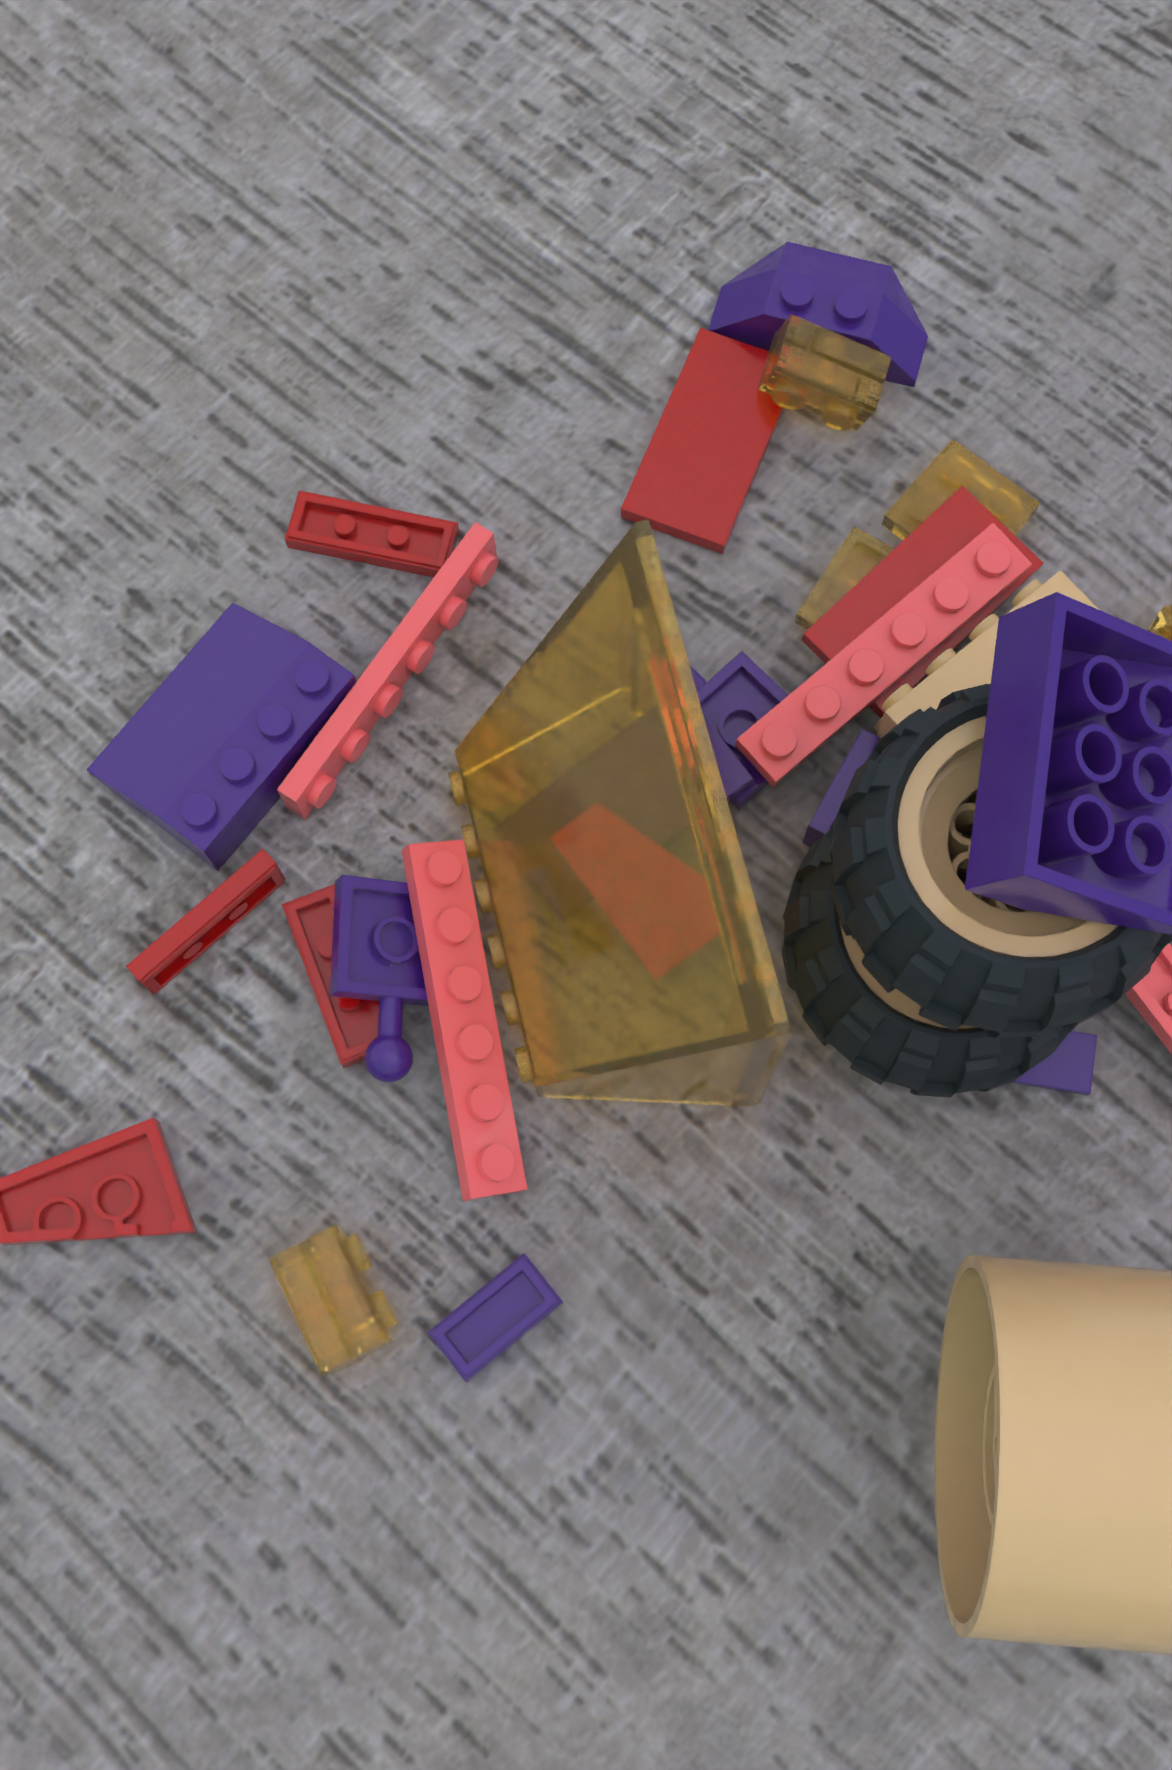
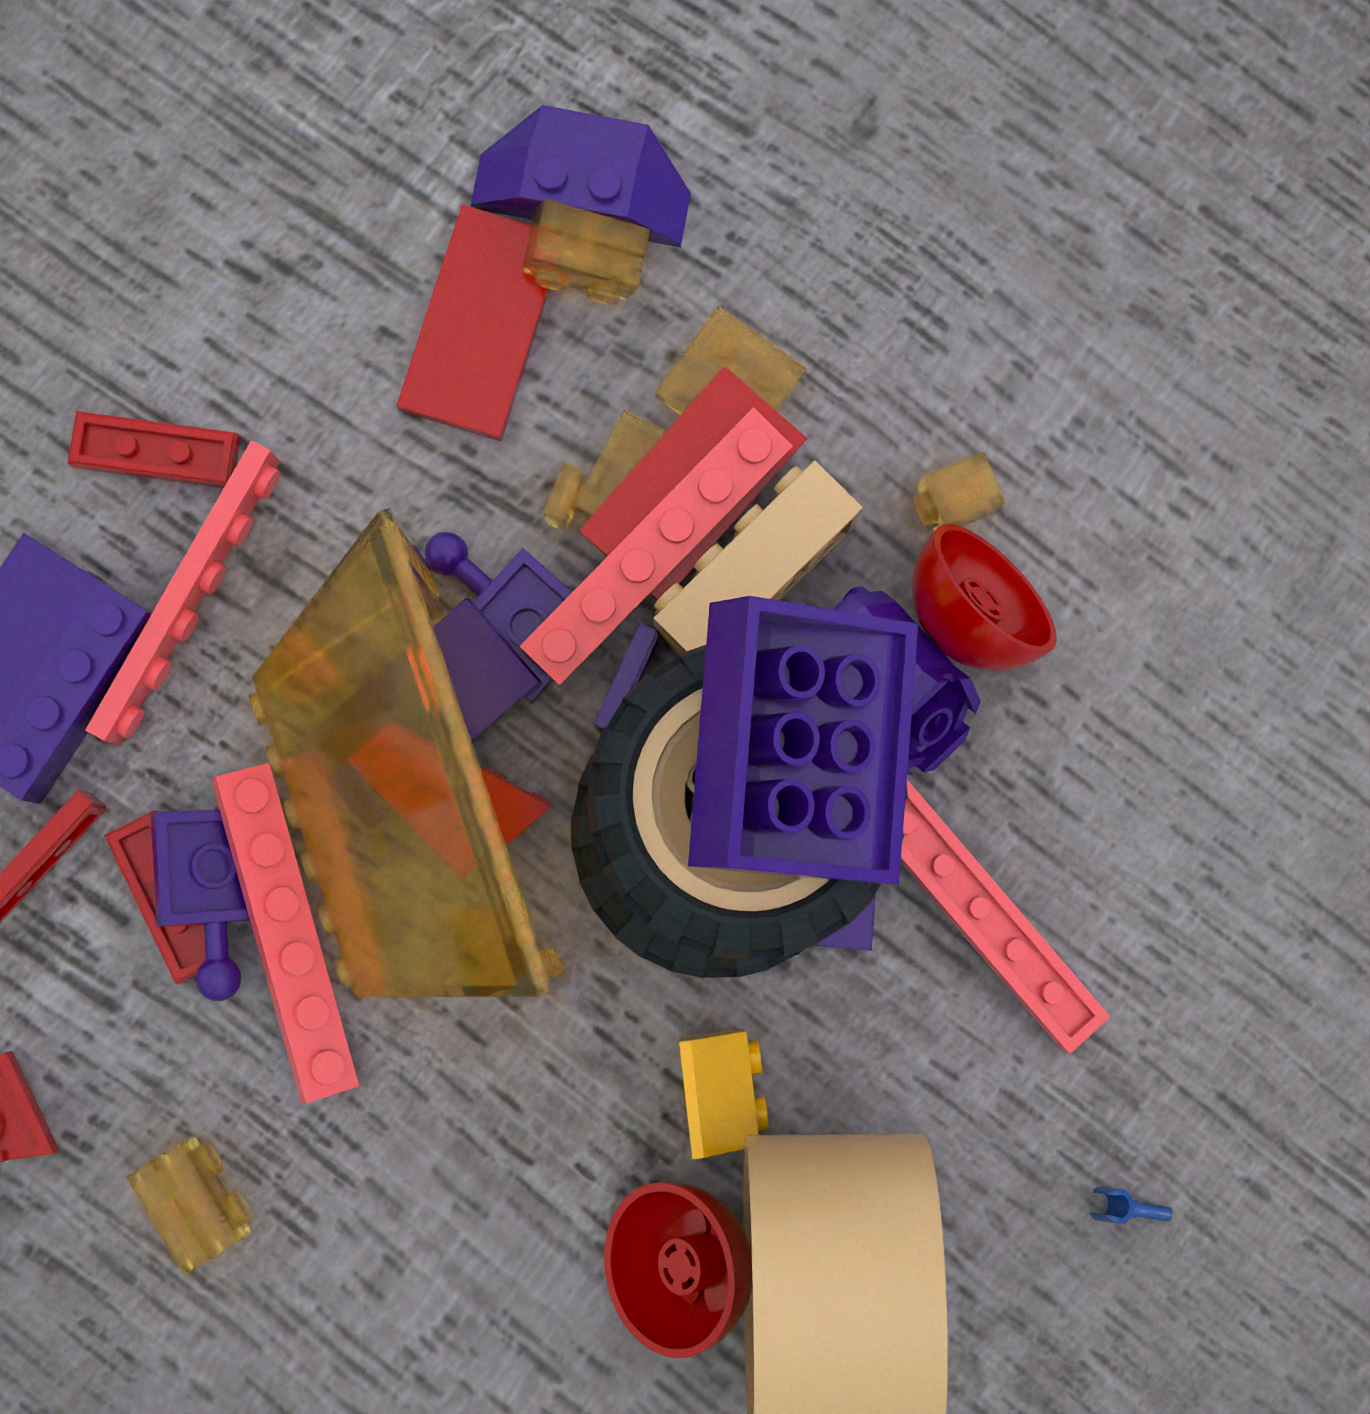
camera: 10 degrees left, 10 degrees up
(495, 1317) = (340, 1203): dark purple tile -> none
(786, 606) = (563, 497): none -> clear yellow tile
(871, 1413) = (677, 1268): none -> red piece
(921, 1222) = (721, 1091): none -> yellow slope

